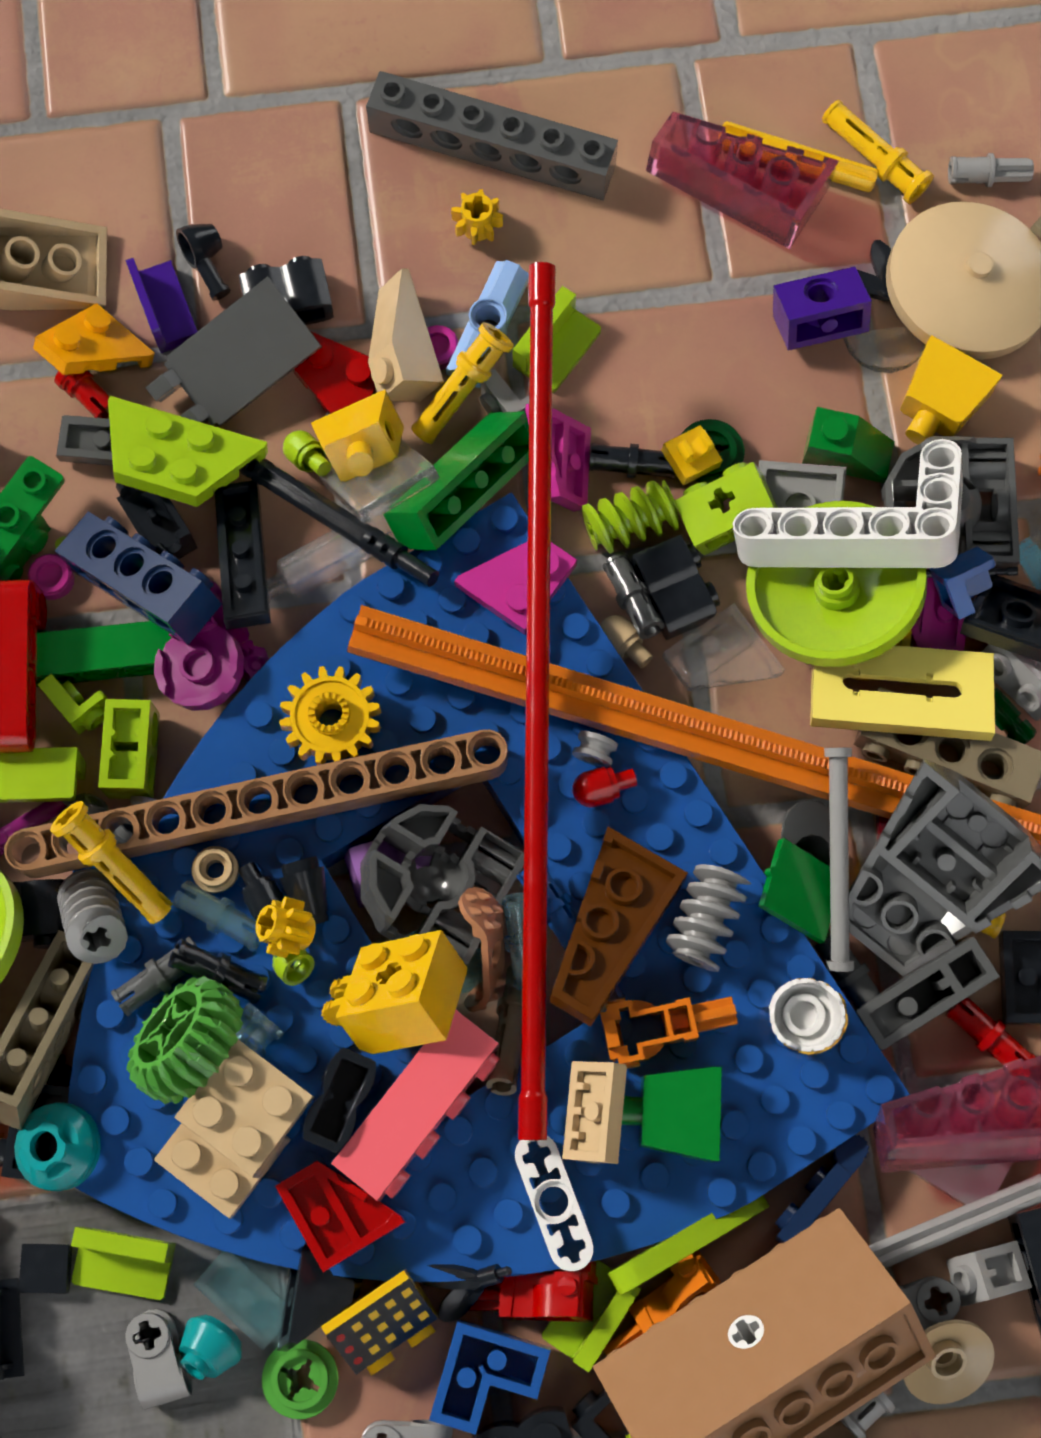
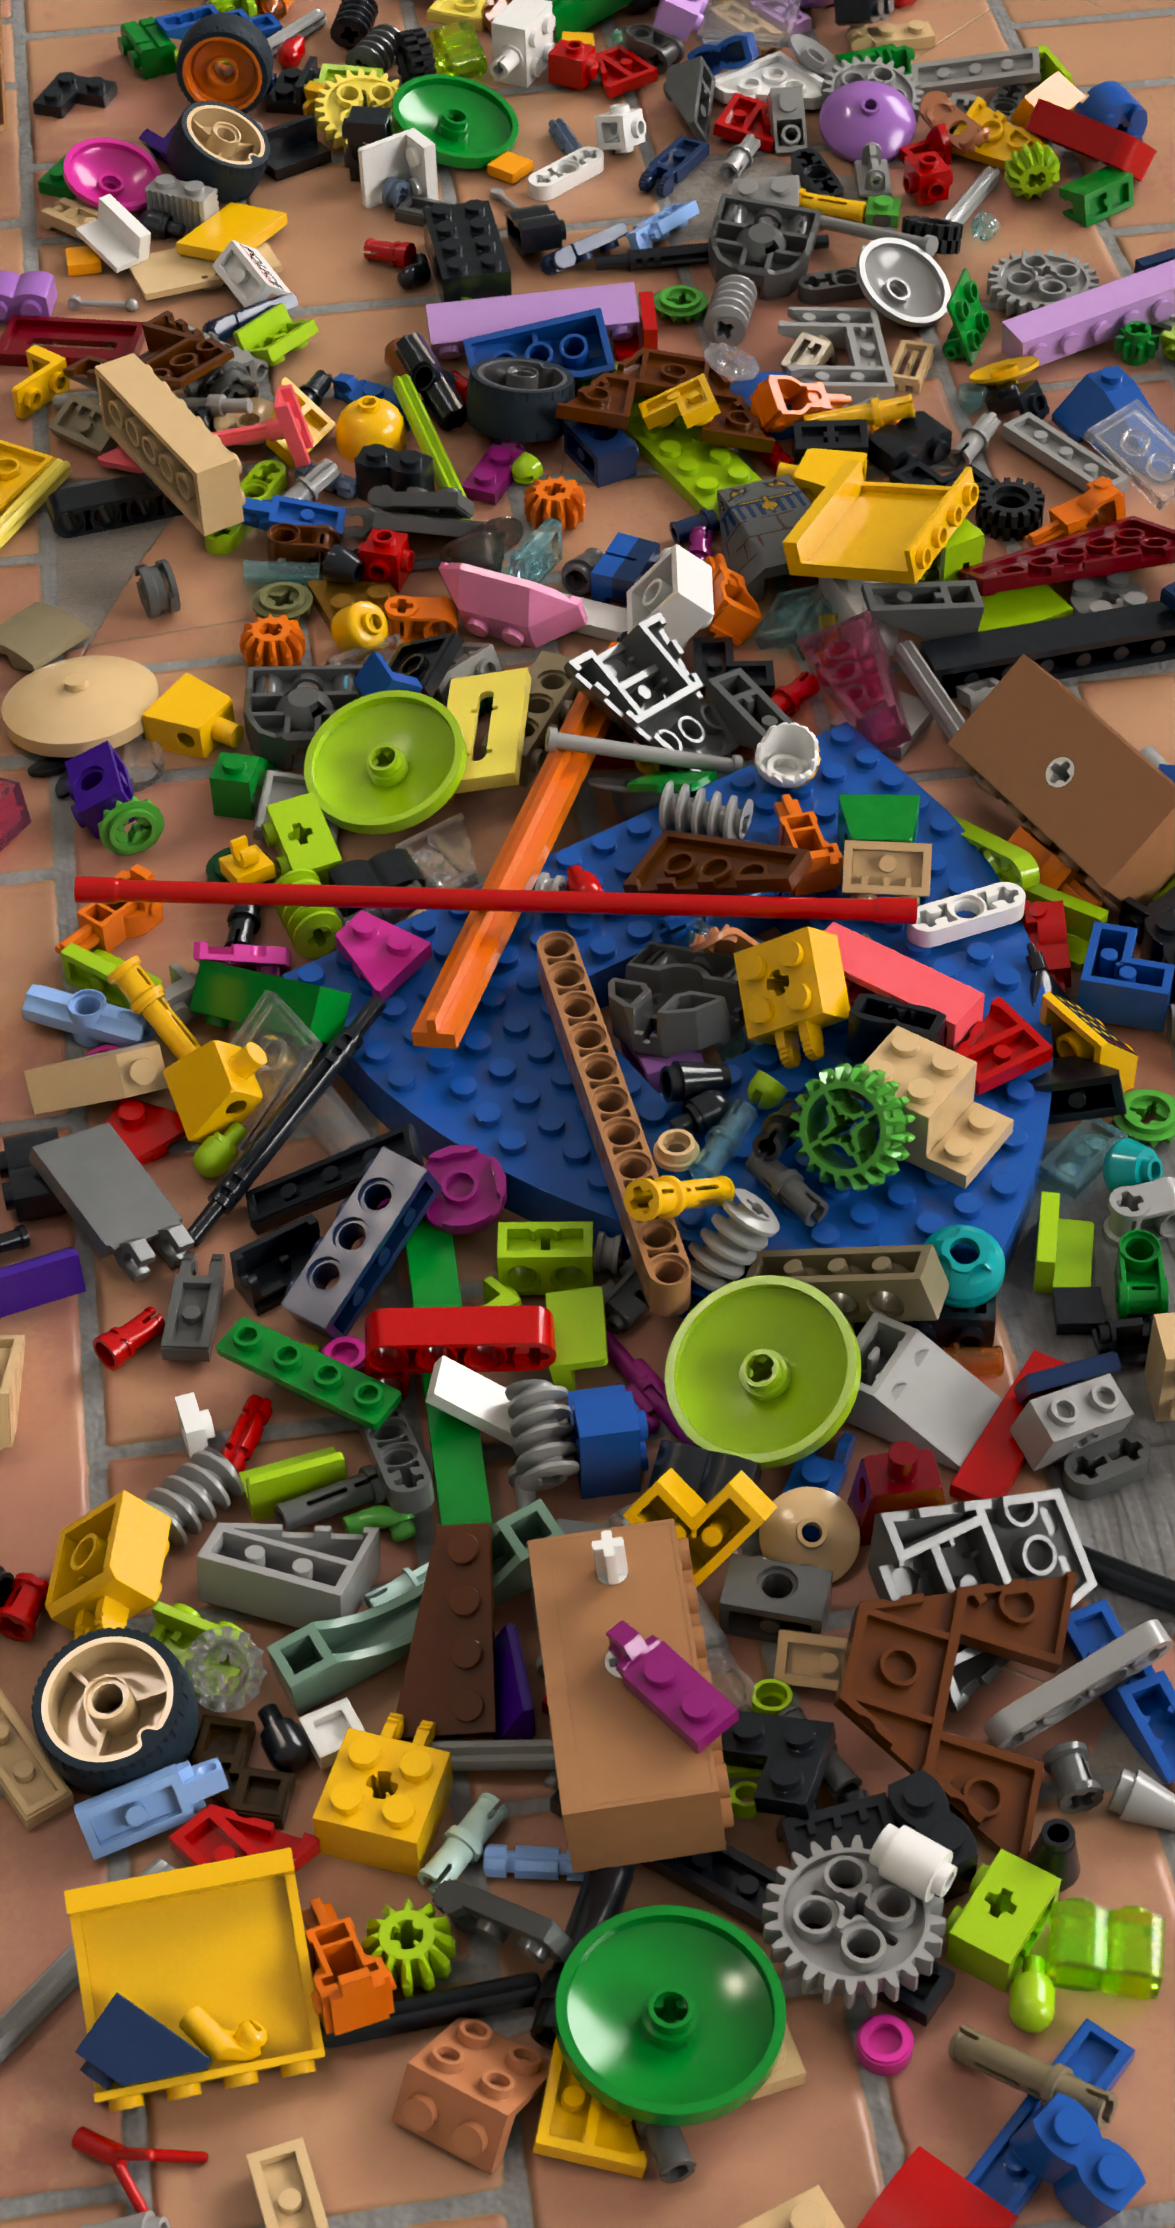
camera: 90 degrees left, 30 degrees down
(58, 1333) = (1140, 1276): none -> green piece
(91, 342) = (74, 1328): light orange wing -> none
(174, 453) = (220, 1229): lime wing -> none
(285, 927) = (723, 1076): yellow gear -> none
(324, 694) = (520, 1070): yellow gear -> none
(622, 323) = (110, 924): none -> orange piece
(760, 339) = (140, 836): none -> bright green gear
(823, 1188) = (952, 794): dark blue hinge -> none
(864, 535) = (351, 691): white beam -> none

